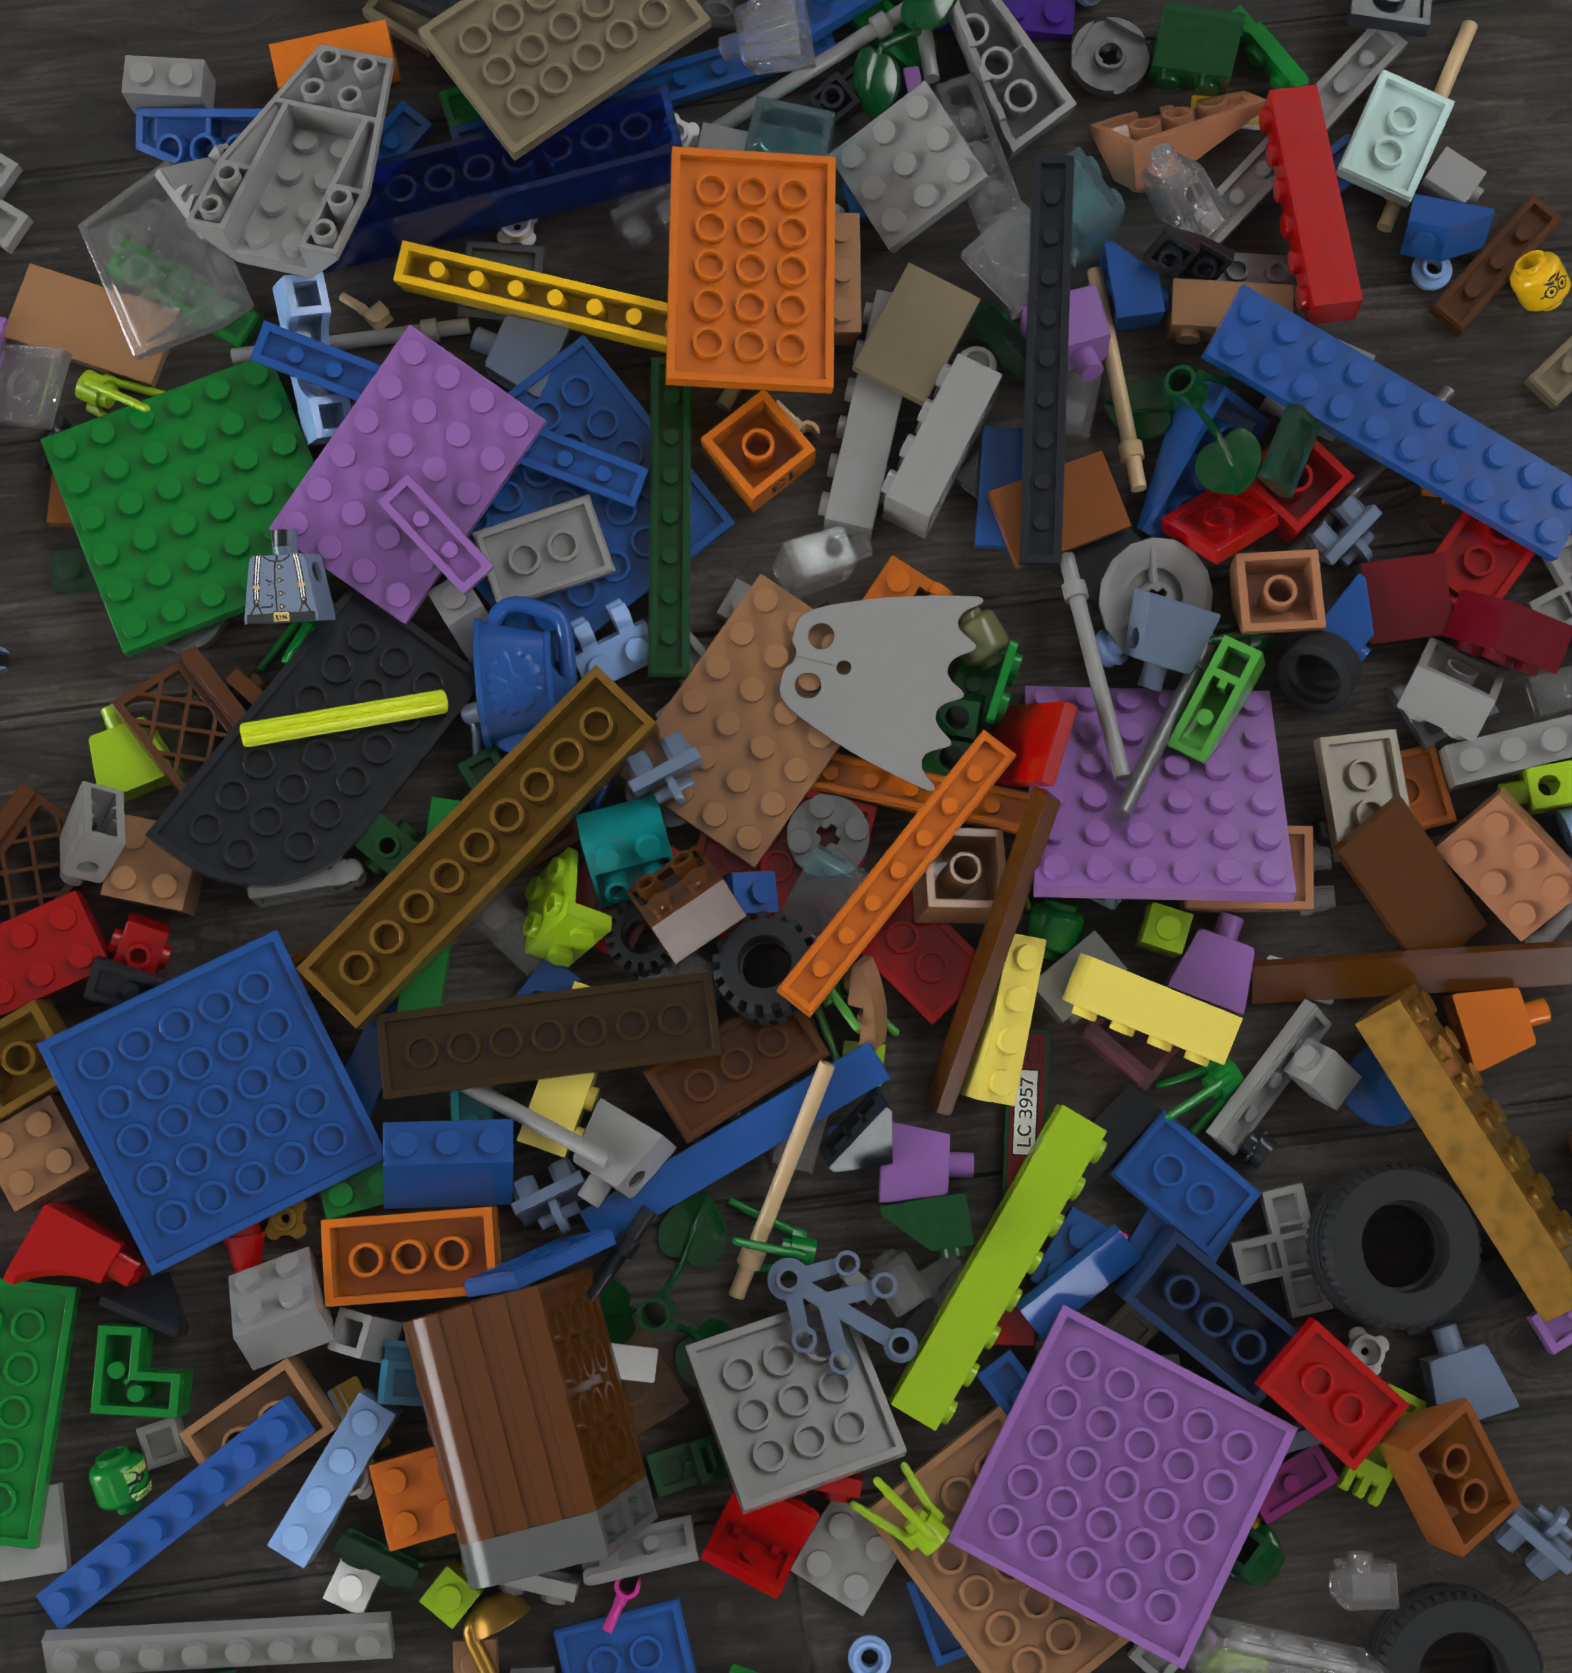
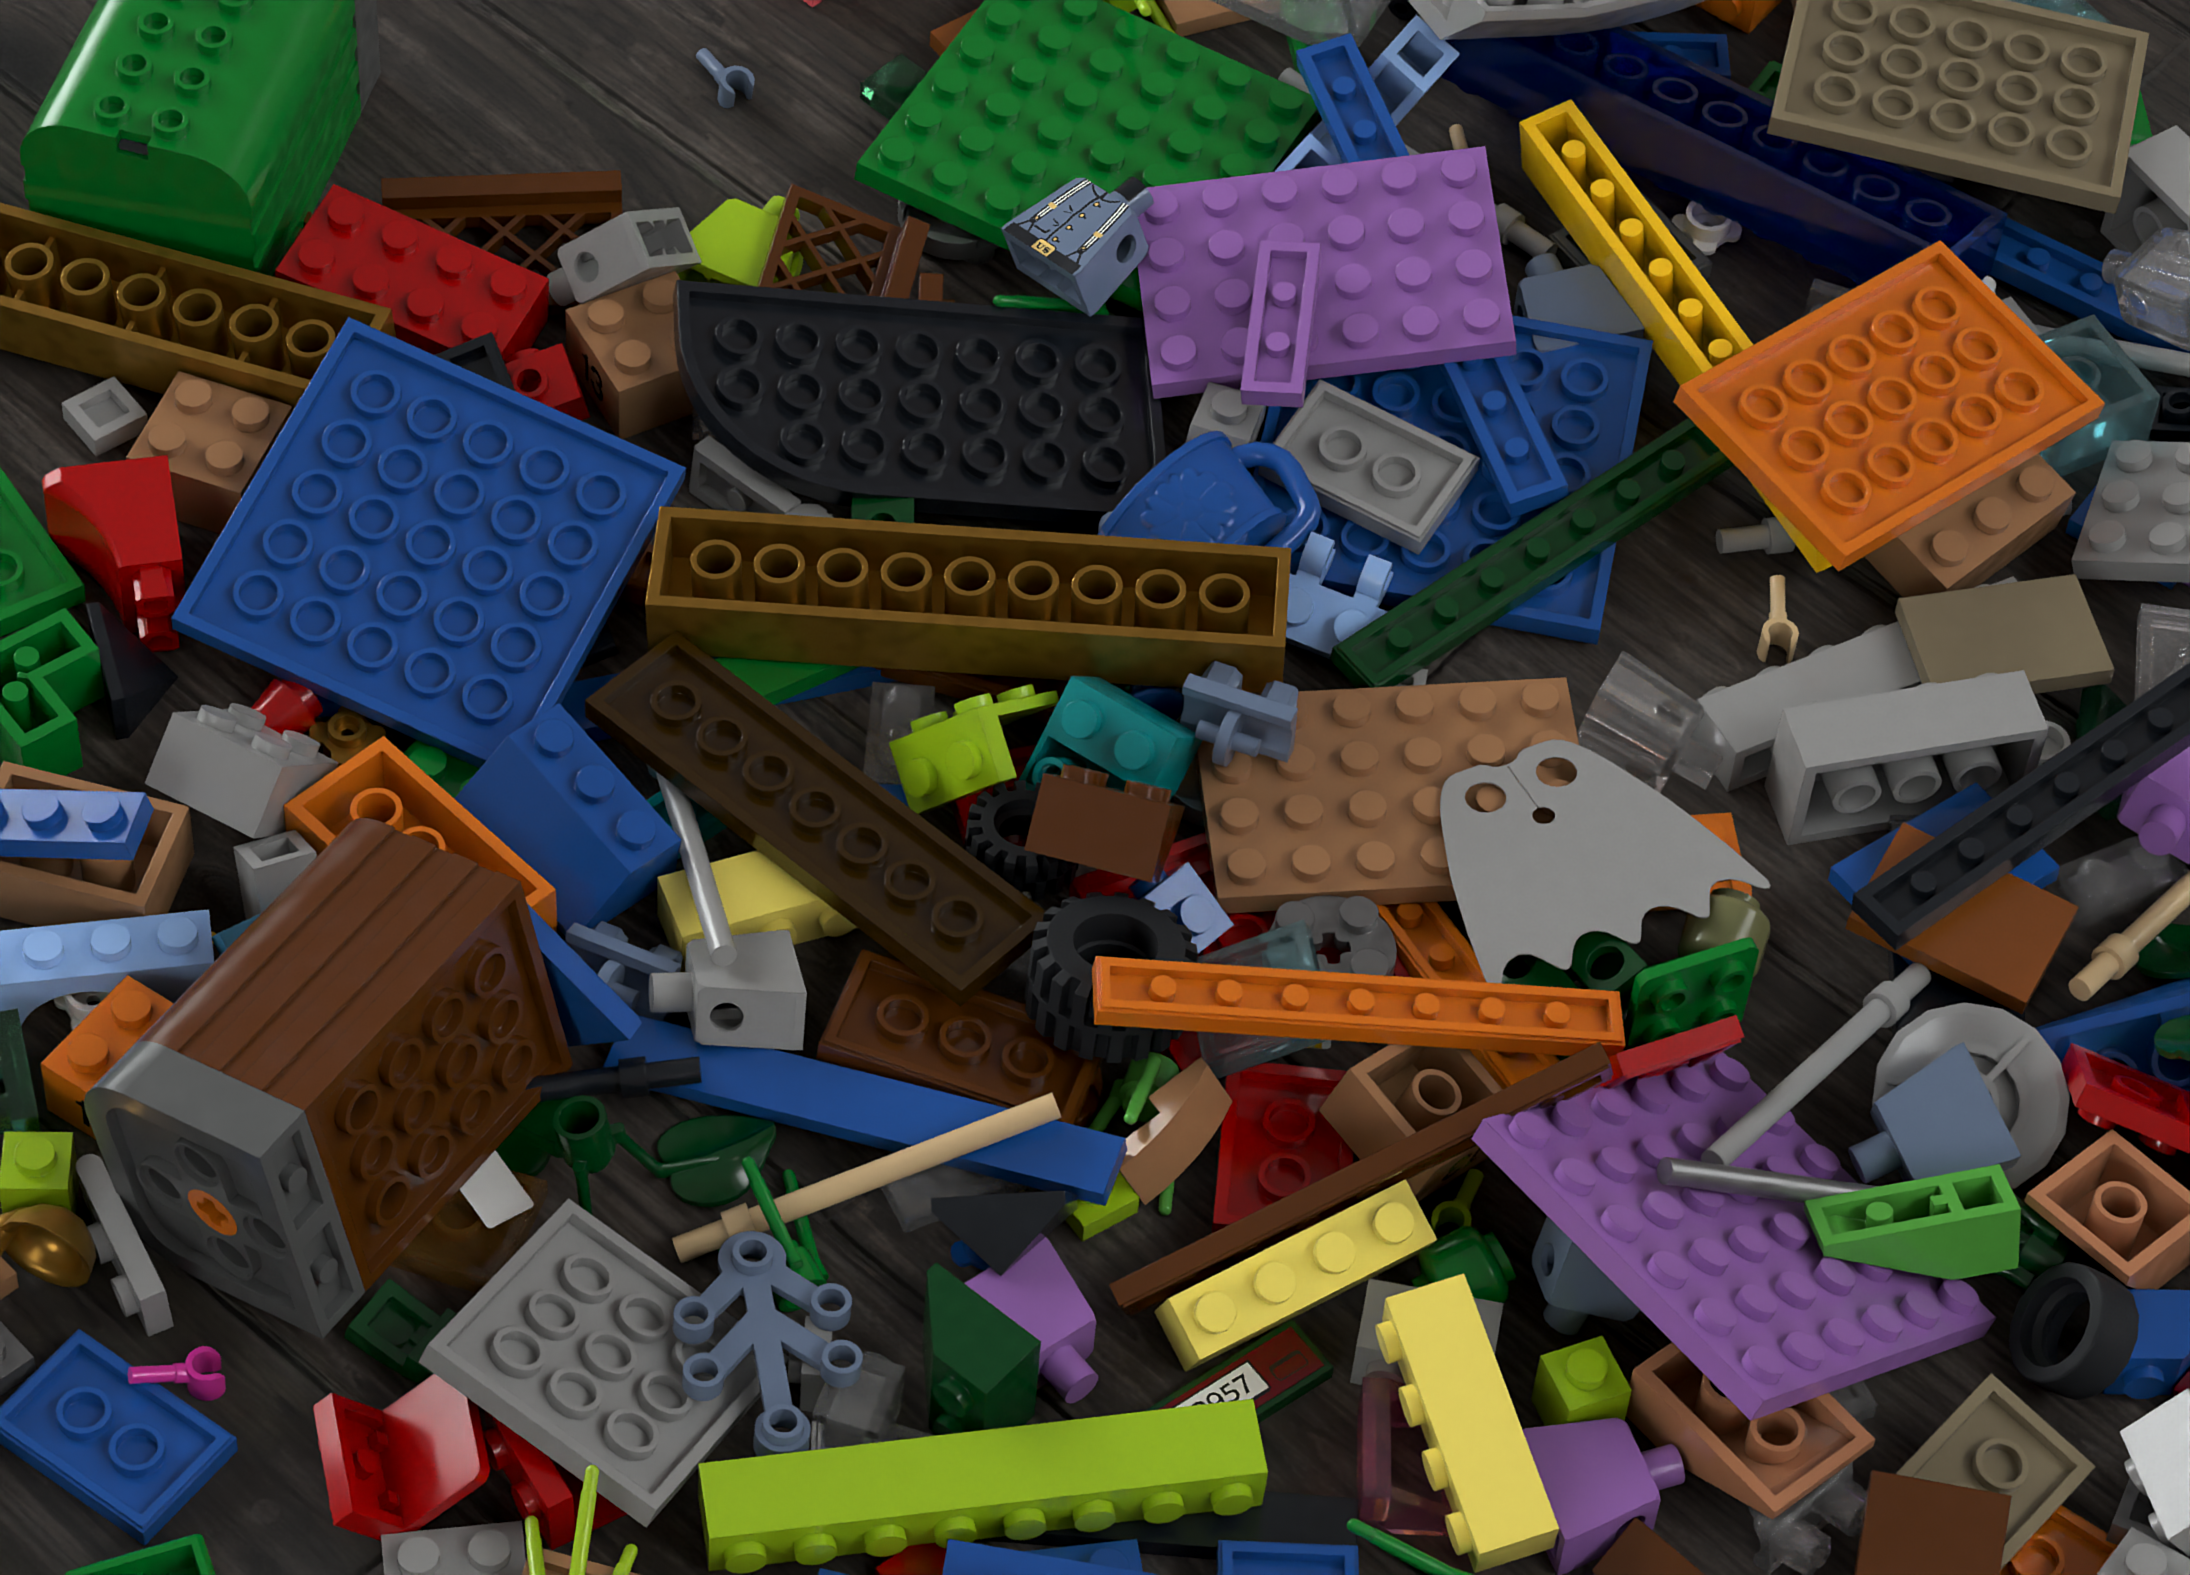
camera: 45 degrees right, 30 degrees down
(343, 718) = (989, 392): neon yellow axle -> none
(652, 1549) = (261, 1349): light grey hinge -> none
(758, 450) = (1705, 592): orange brick -> none
(1109, 650) = (1853, 1105): light blue plate -> none

